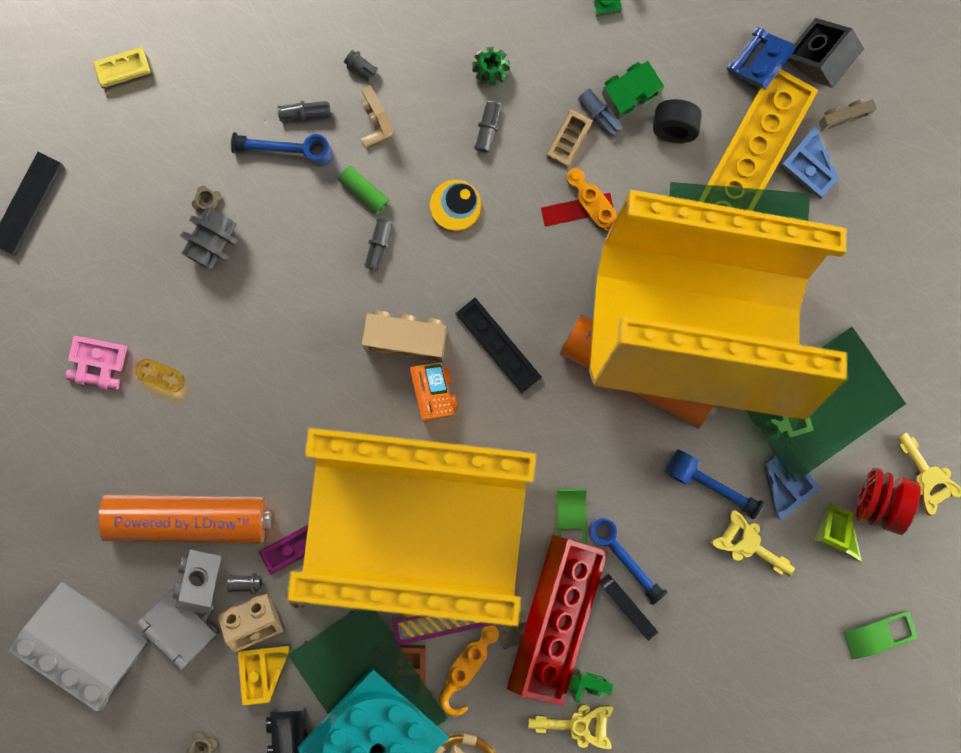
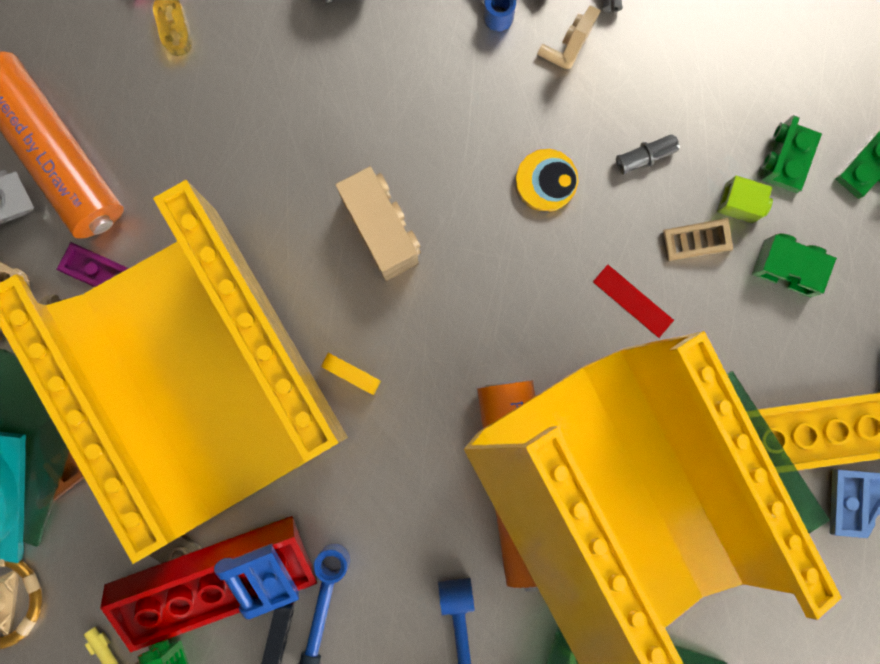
camera: 50 degrees right, 0 degrees up
(244, 583) = (32, 256): dark grey pin -> none
(363, 189) = (494, 81): bright green piece -> none
(378, 244) = (452, 134): dark grey axle -> none
(432, 391) = (345, 291): orange slope -> none
(466, 667) = (87, 527): light orange piece -> none
(484, 61) = (709, 111): green piece -> none
(487, 429) = (350, 373): none -> yellow beam
(498, 345) = (441, 323): black tile -> none
(560, 34) = (791, 156): none -> green bracket
(566, 87) = (745, 199): none -> lime brick
(571, 510) = (331, 517): bright green piece -> none
(580, 575) = (265, 575): none -> blue plate
(592, 200) = (654, 307): light orange piece -> none
(600, 112) = (746, 250): sand blue axle -> none
(677, 121) = (798, 332): black tyre -> none

